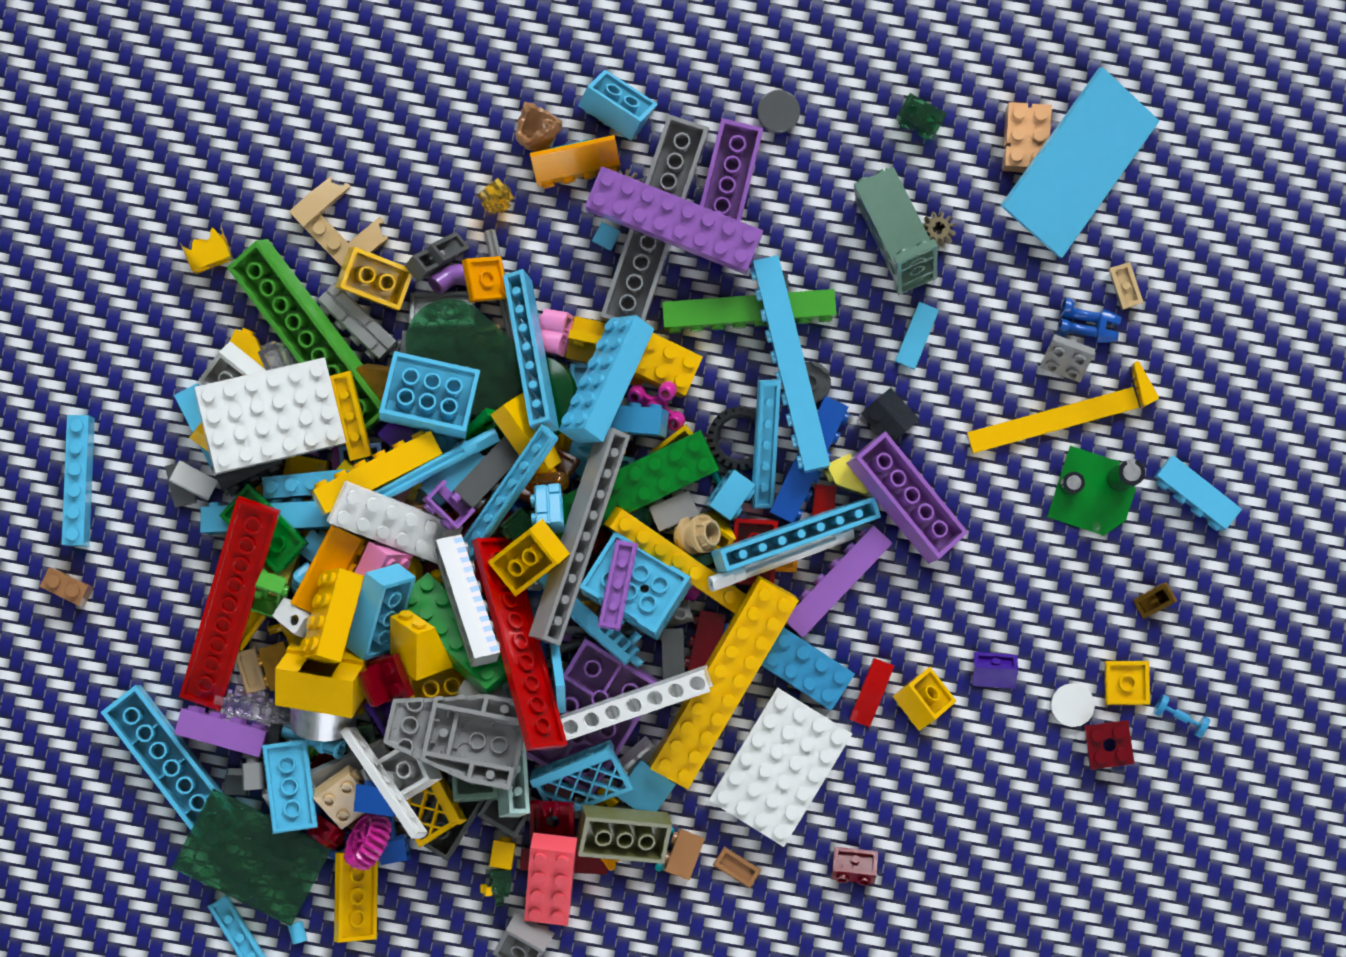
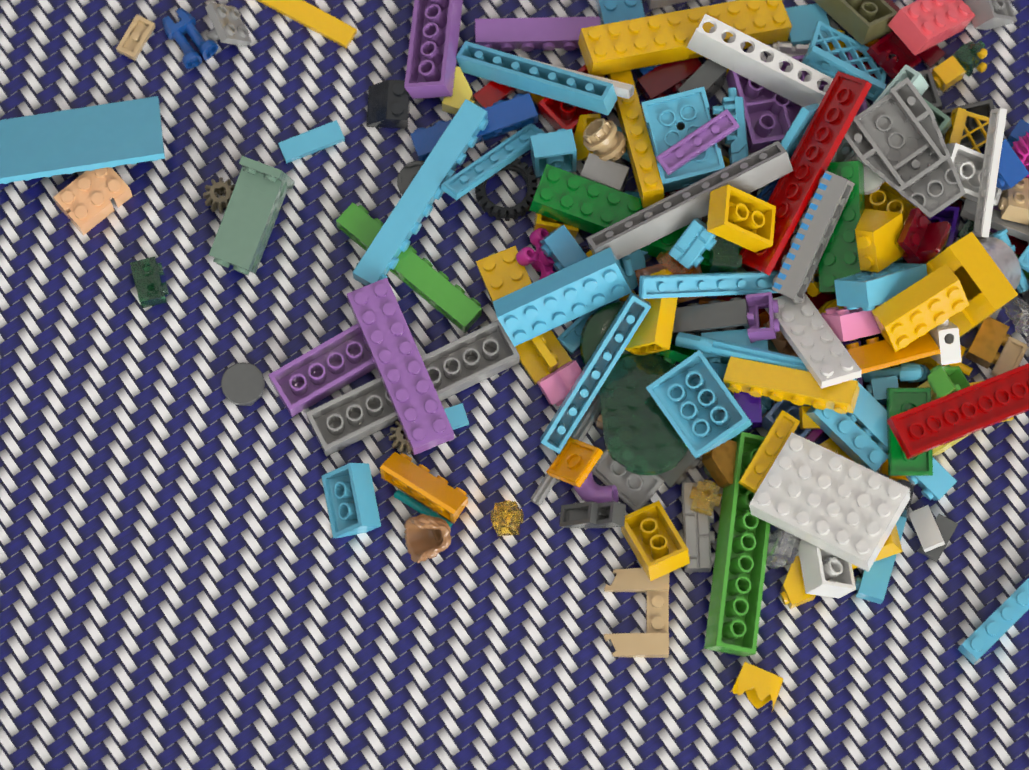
camera: 140 degrees left, 10 degrees down
(360, 335) = (705, 504): none -> clear yellow brick

